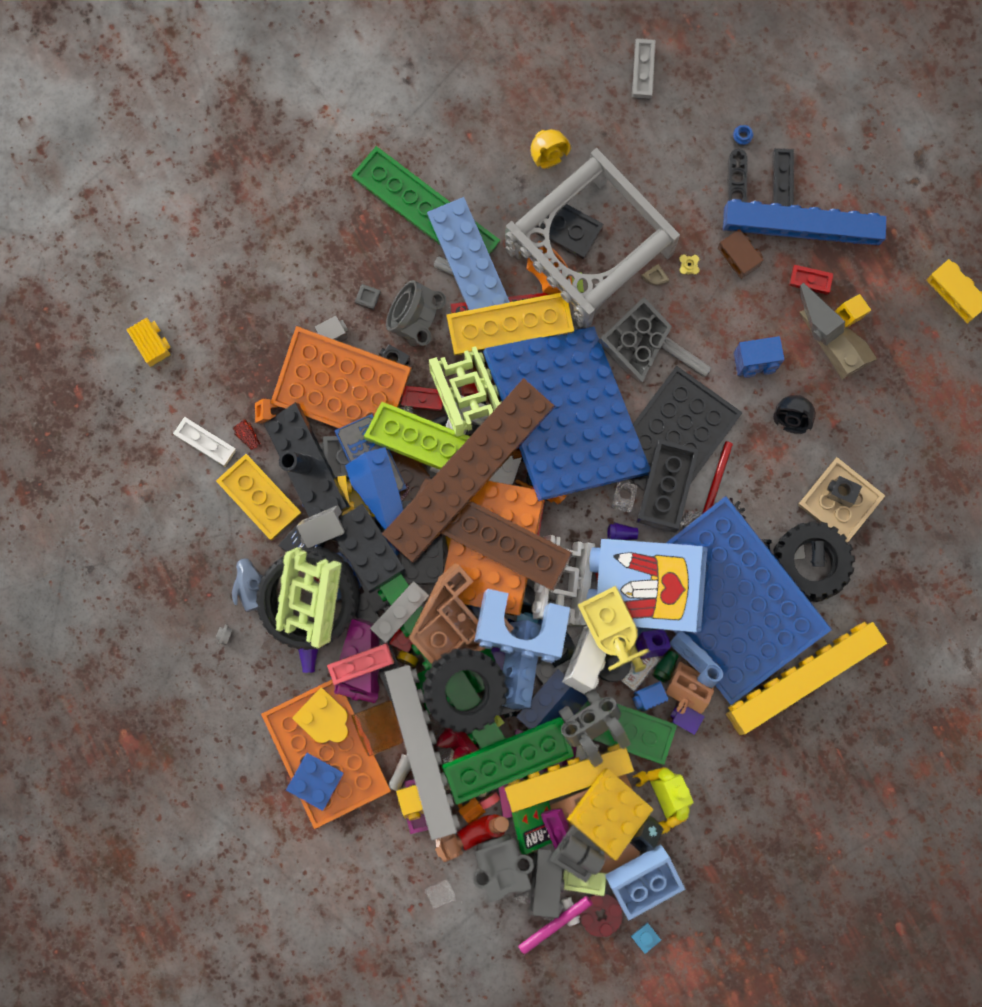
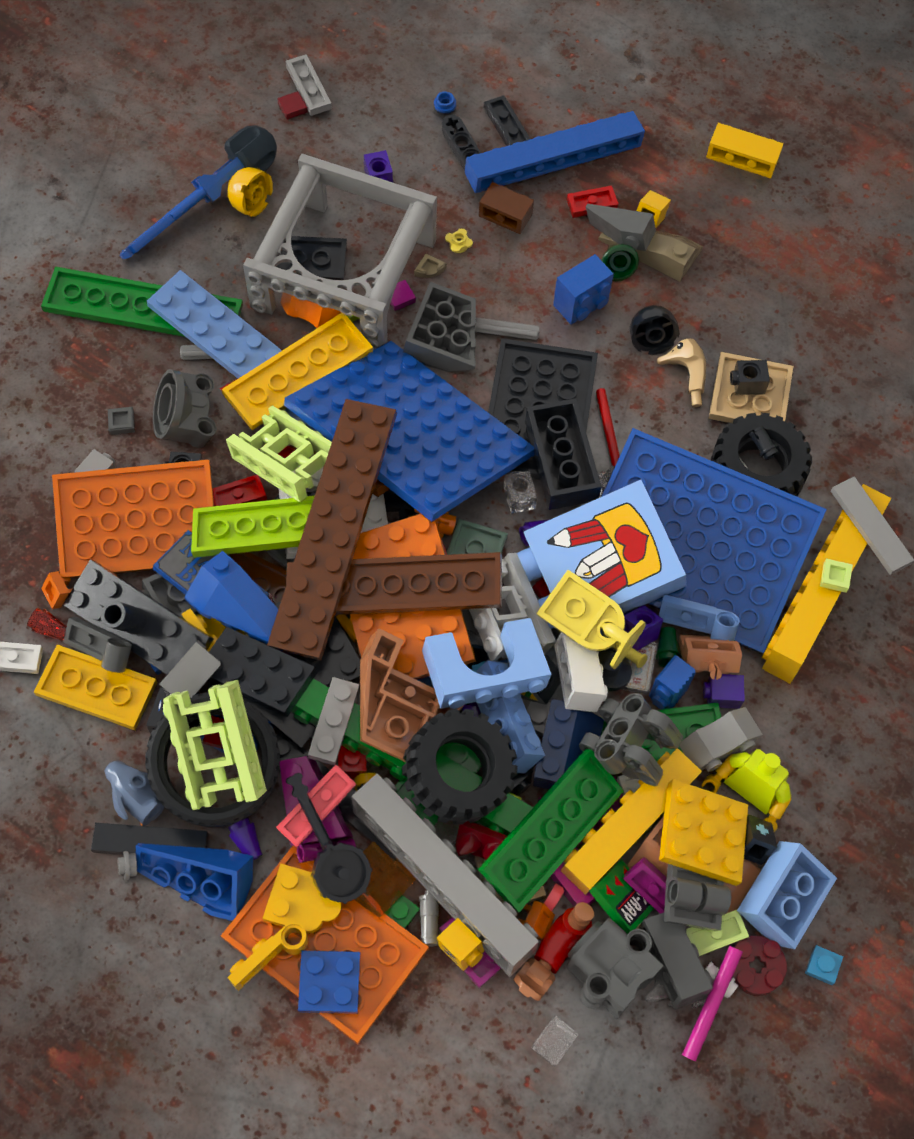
camera: 30 degrees left, 15 degrees down
(243, 623) = (118, 837): none -> black tile
(269, 461) = (98, 644): none -> dark grey plate
(273, 669) = (206, 875): none -> blue wedge
(282, 741) = (264, 952): none -> yellow plate
(355, 713) = (339, 869): none -> black piece
(386, 758) = (403, 911): none -> green plate
(566, 114) = (246, 148): none -> piece
(569, 522) = (476, 538): none -> sand green tile
(622, 80) = (292, 105): none -> dark red tile
(623, 292) = (402, 296): none -> magenta tile
(658, 166) = (378, 165): none -> dark purple brick
(661, 754) = (720, 739): none -> light grey brick
(801, 343) = (624, 257): none -> dark green hat
(807, 683) = (836, 575): none -> yellowish green plate
(812, 450) = (690, 355): none -> tan animal
(858, 658) = (872, 525): none -> light grey tile

